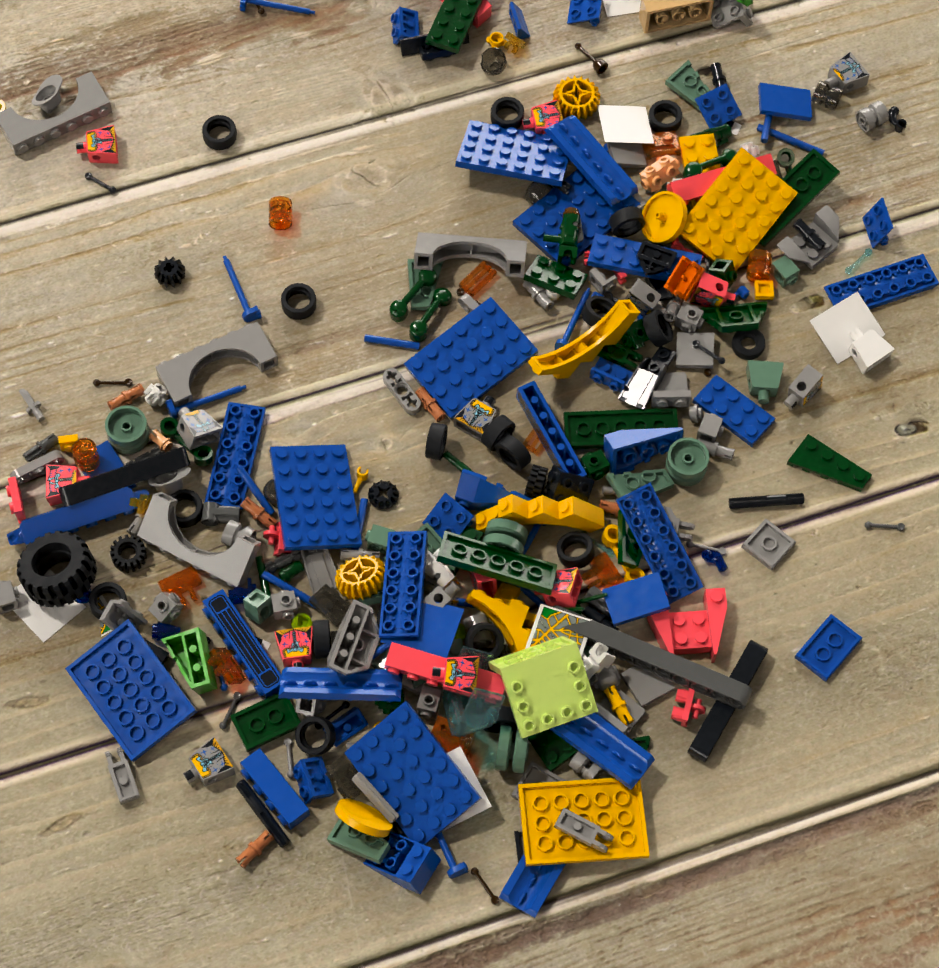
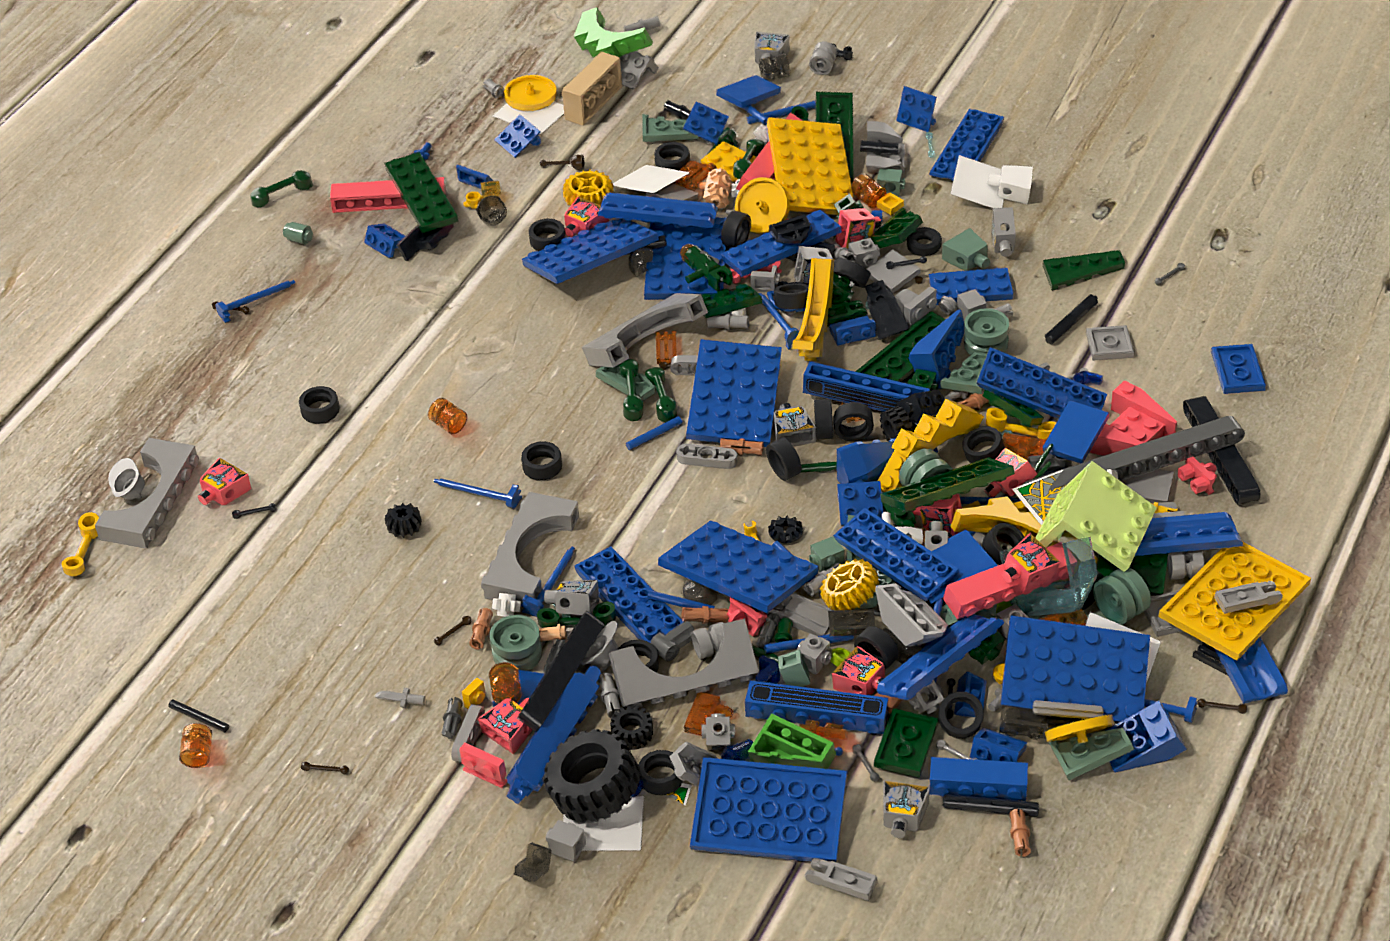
camera: 40 degrees left, 20 degrees down
(142, 503) = (603, 674): clear yellow tile -> none
(684, 278) = (833, 223): orange hinge -> none

